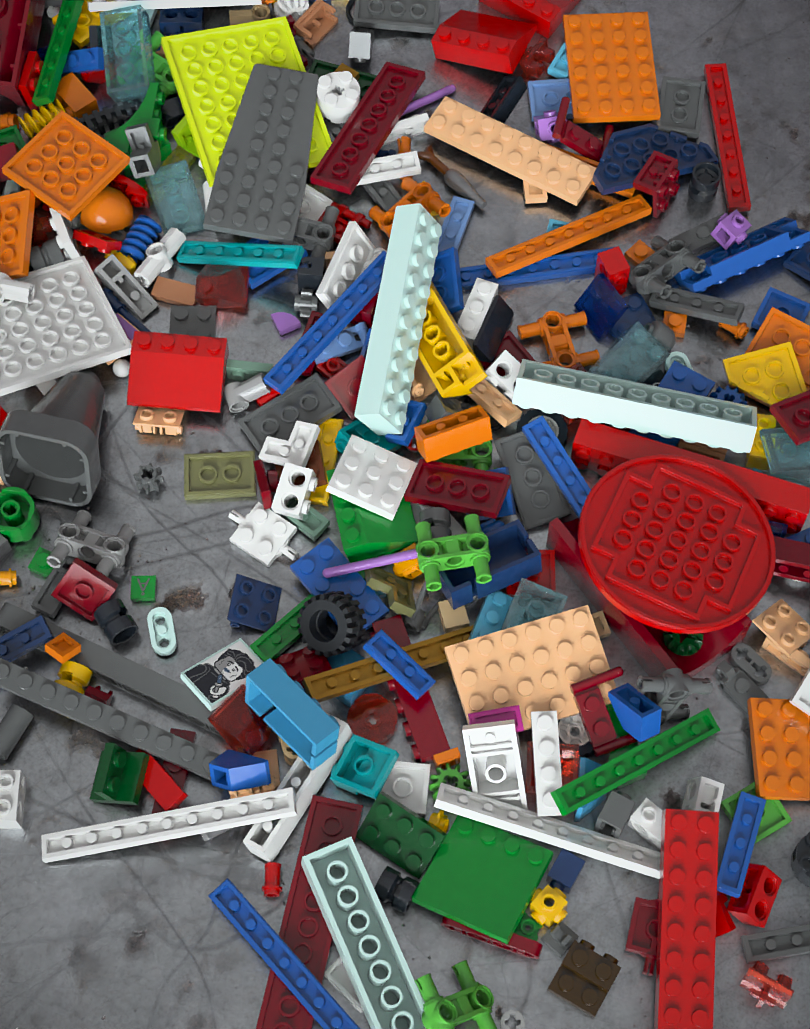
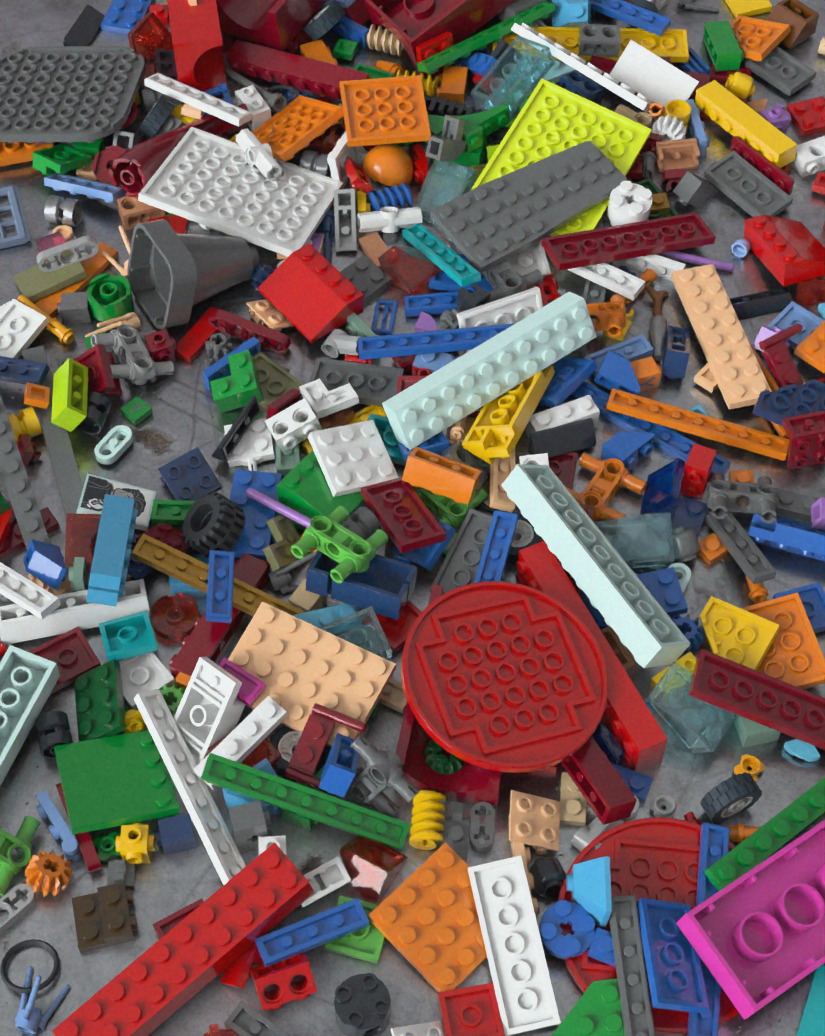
camera: 45 degrees right, 10 degrees down
(48, 525) = (130, 319): none -> light nougat plant
(91, 623) = (70, 395): none -> lime brick
(105, 518) = (161, 346): none -> dark red brick
(115, 389) = (260, 274): none -> dark blue gear
(119, 481) = (194, 341): none -> red tile
(159, 445) = (228, 323): none -> dark red beam
(174, 483) = (222, 368): none -> blue plate
(212, 491) = (240, 386): none -> green brick
(249, 534) = (237, 430): none -> black slope
(256, 357) = (382, 331): none -> blue tile
(272, 298) = (430, 303): none -> blue tile
(279, 758) = (78, 575): none -> sand green plate
(333, 45) = (672, 176): none -> dark red tile
(443, 65) = (740, 248): none -> light blue hinge
(476, 244) = (617, 374): none -> blue slope
(479, 950) = (58, 827): none -> medium blue plate
(488, 228) = (647, 373): none -> orange brick
(494, 189) = (676, 352): none -> dark blue slope
(514, 988) = (48, 873): none -> orange gear
(541, 297) = (628, 447): none -> blue slope
(718, 760) = (371, 866): none -> clear red slope
(719, 697) = (427, 819): none -> yellow piece
(787, 590) = (571, 803): none -> tan plate

